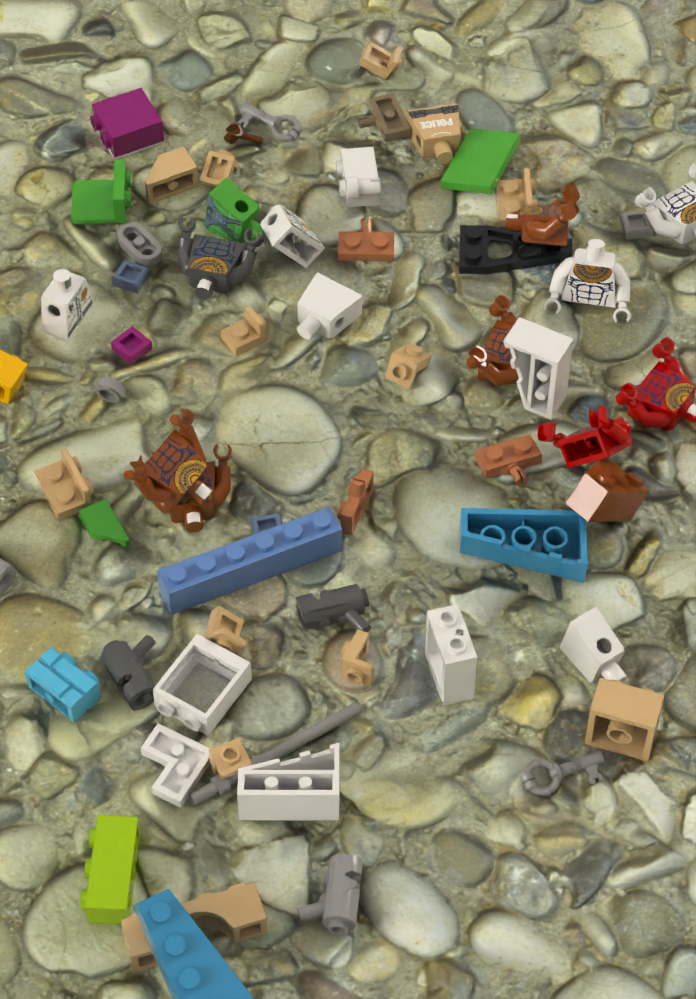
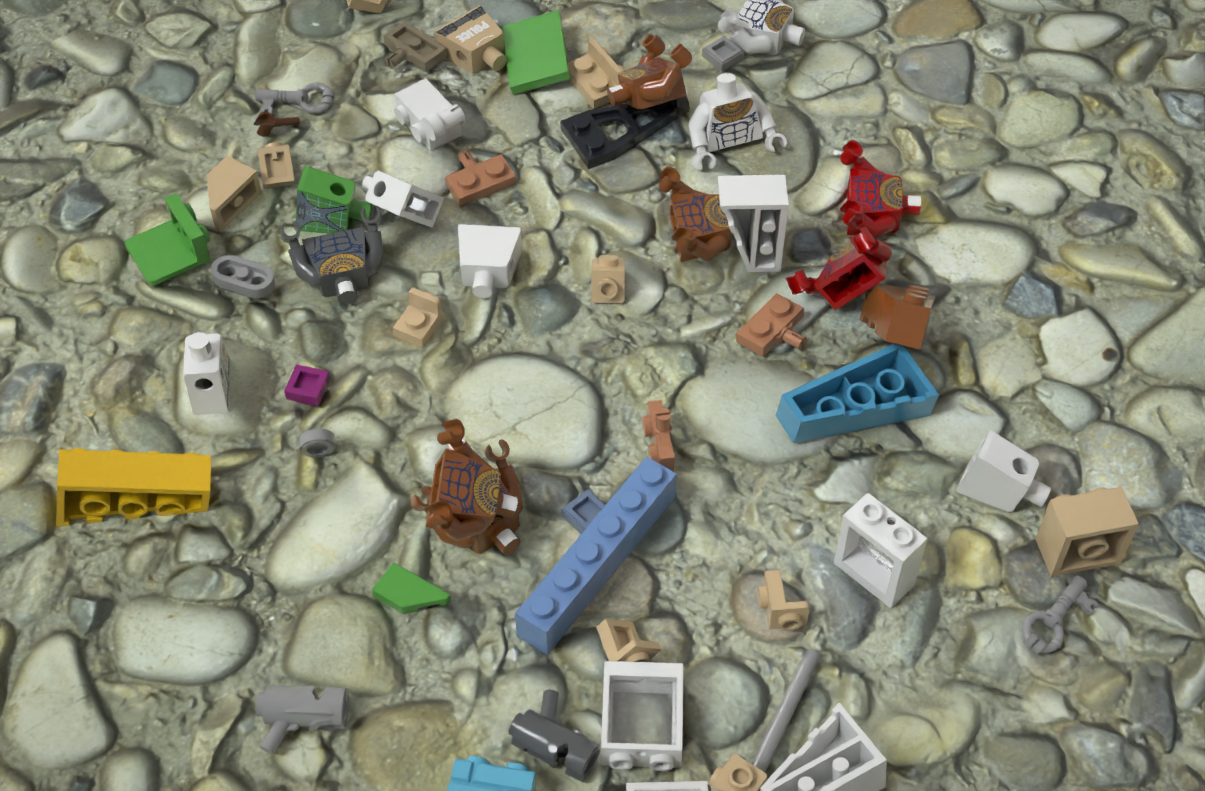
camera: 30 degrees left, 0 degrees up
(65, 486) = (337, 570): tan bracket -> none
(127, 123) = (145, 157): magenta piece -> none
(130, 276) = (254, 314): sand blue tile -> none
(334, 605) = (714, 559): dark grey piece -> none

